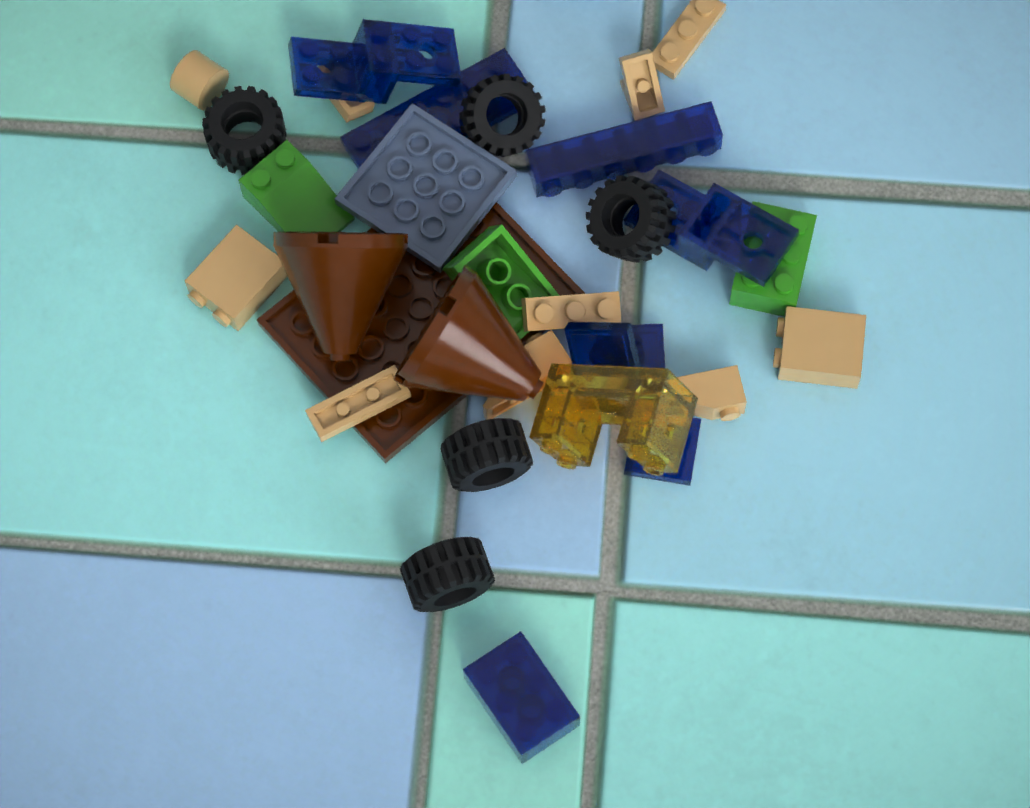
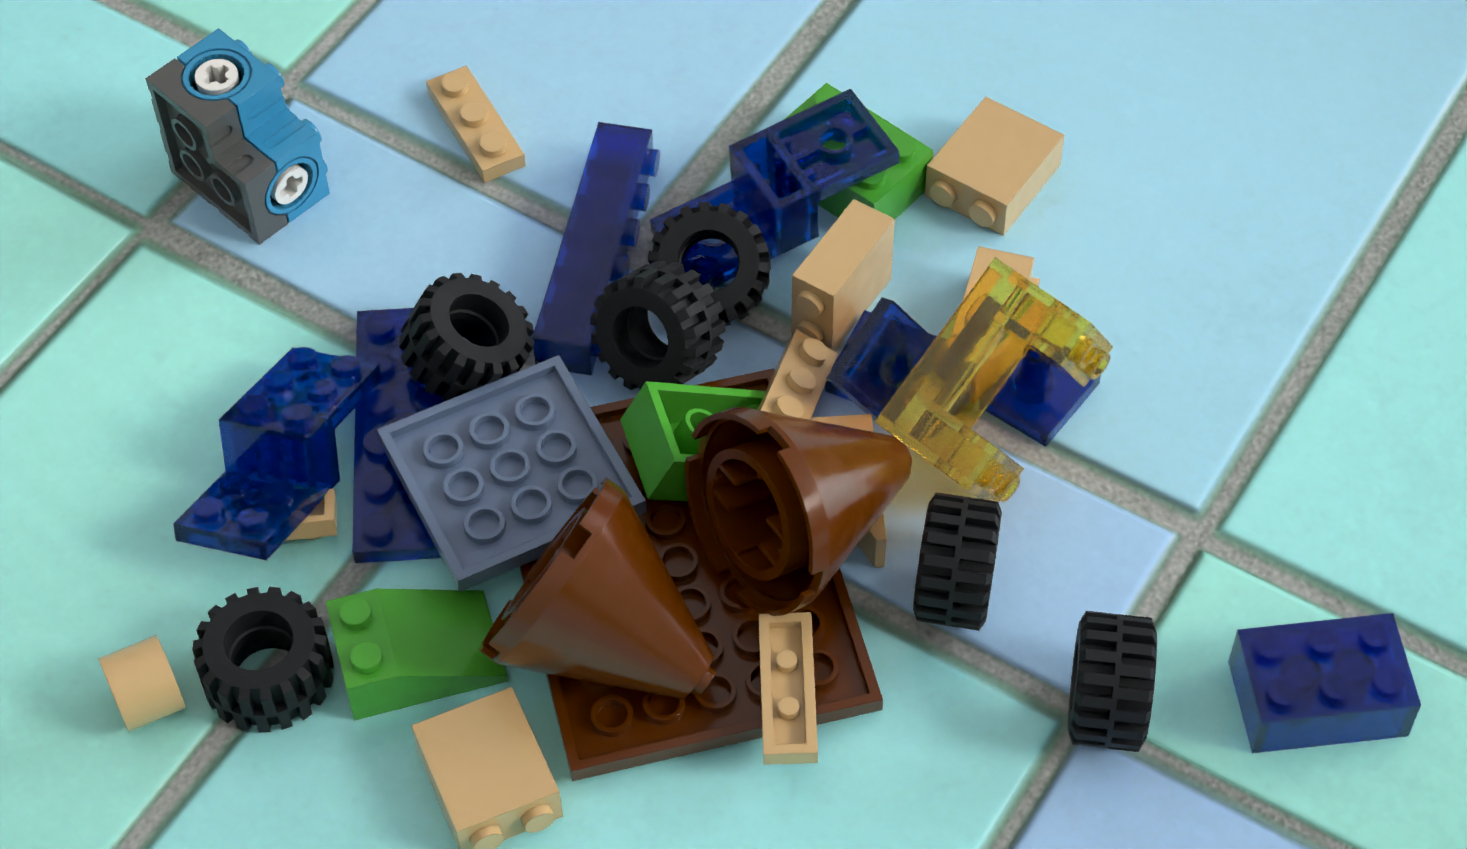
camera: 65 degrees left, 15 degrees down
(563, 212) = (681, 306): none -> black tyre
(641, 84) = (519, 189): tan slope -> none
(665, 297) = (843, 274): none -> tan brick

